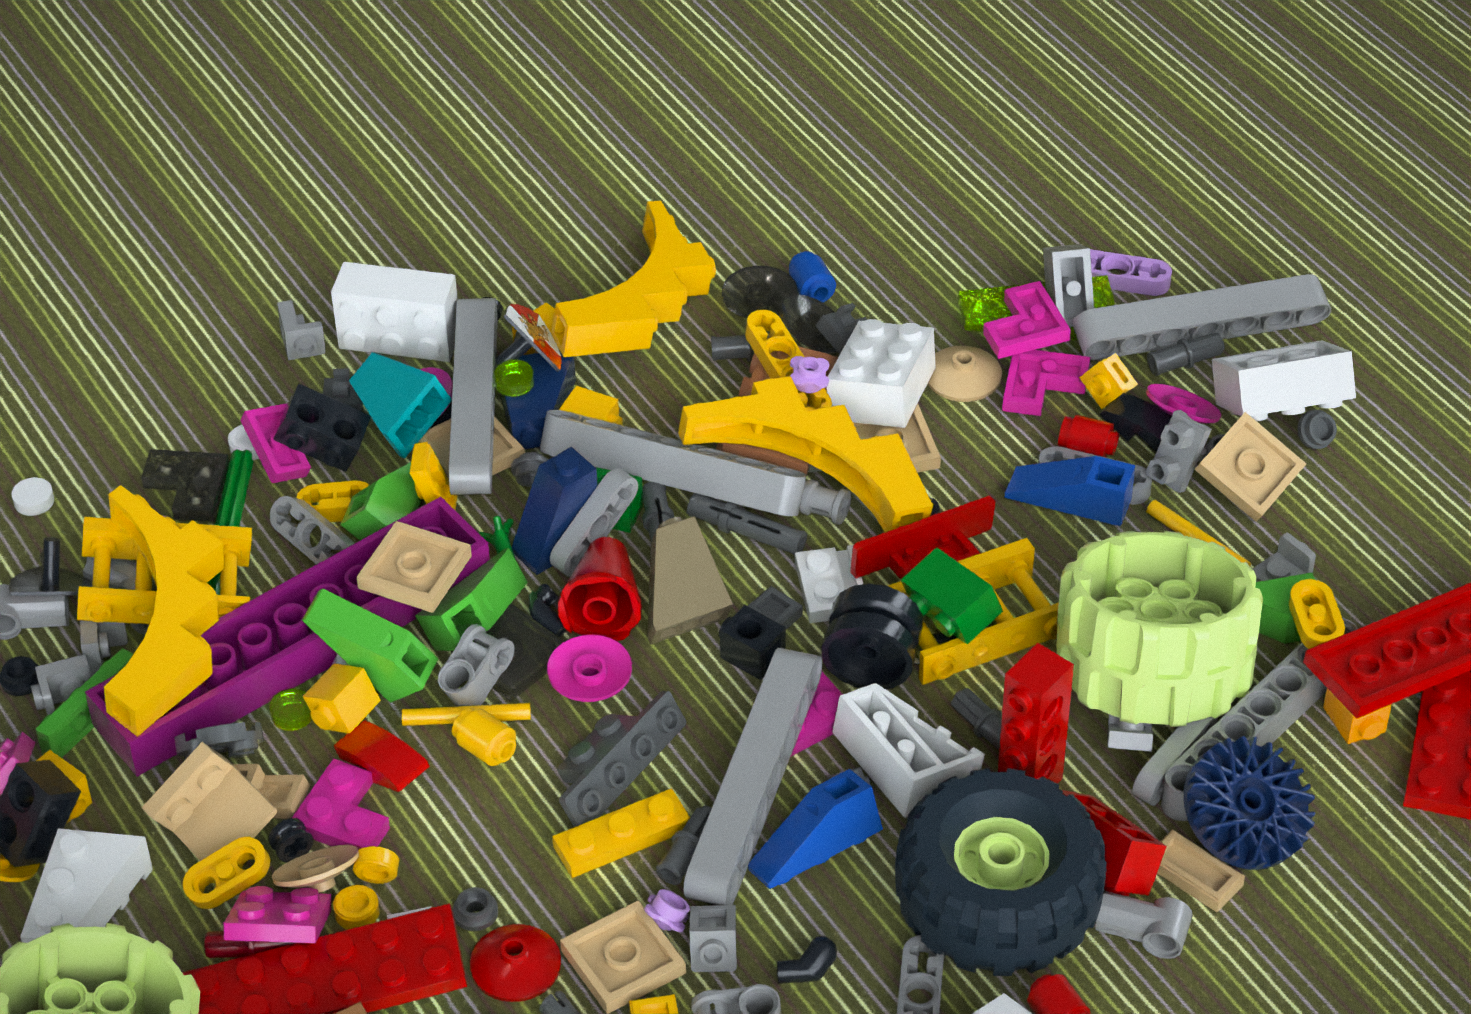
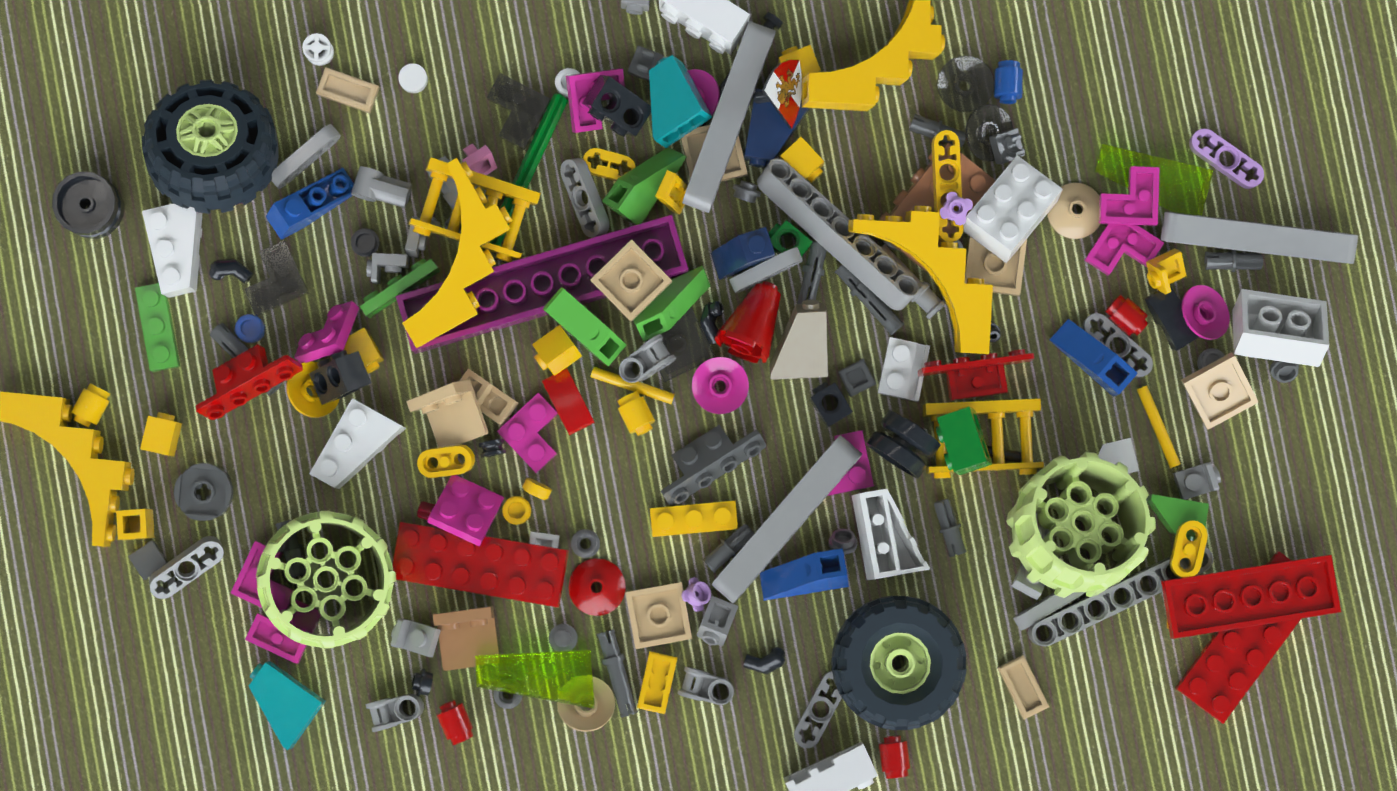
camera: 20 degrees right, 40 degrees up
(48, 578) = (401, 175): black shield -> none
(223, 738) = (469, 361): dark grey plate -> none
(290, 710) = (524, 336): clear neon green tile -> none
(316, 868) = (500, 478): tan dish -> none
(500, 537) = (704, 244): green bar -> none
(513, 378) = (759, 117): clear neon green tile -> none
(1036, 714) = (962, 579): red brick -> none
(1069, 279) = (1179, 176): light grey slope -> none
(1129, 851) = (983, 660): red slope -> none
(1157, 925) = (978, 721): light grey piece -> none
(1179, 451) = (1176, 361): light grey hips -> none
(1248, 804) = (1074, 665): dark blue wheel -> none

